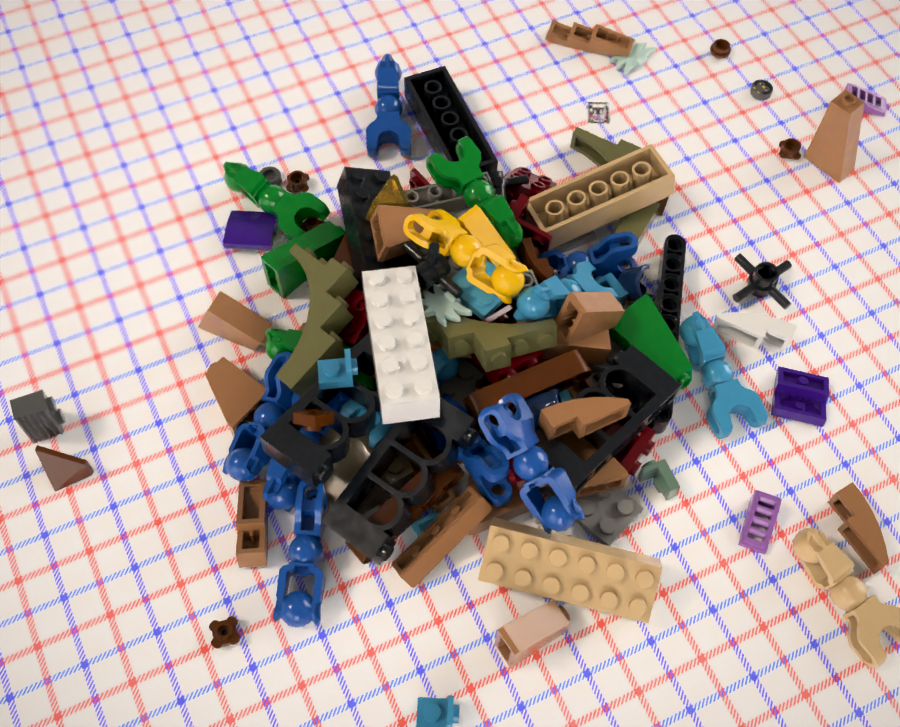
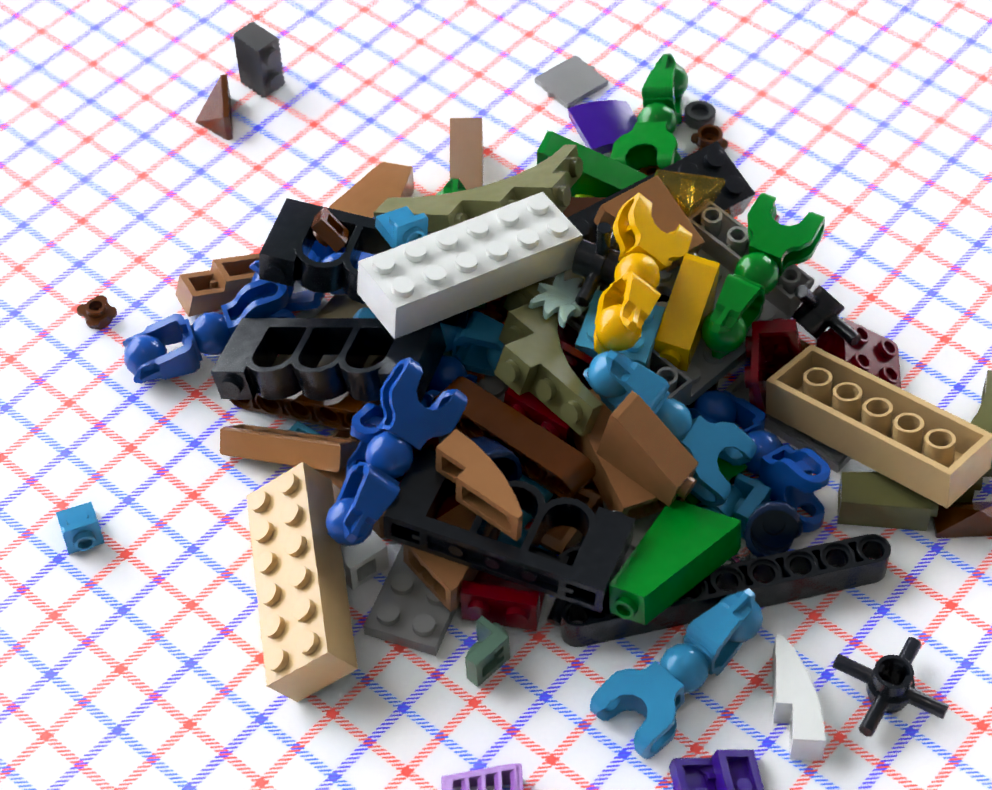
camera: 70 degrees right, 10 degrees down
(187, 233) = (571, 81): none -> light grey piece
(388, 125) = (855, 185): blue piece -> none
(445, 115) = (898, 240): black brick -> none
(530, 258) = (719, 379): reddish brown slope -> none
(531, 632) = (204, 572): slope -> none

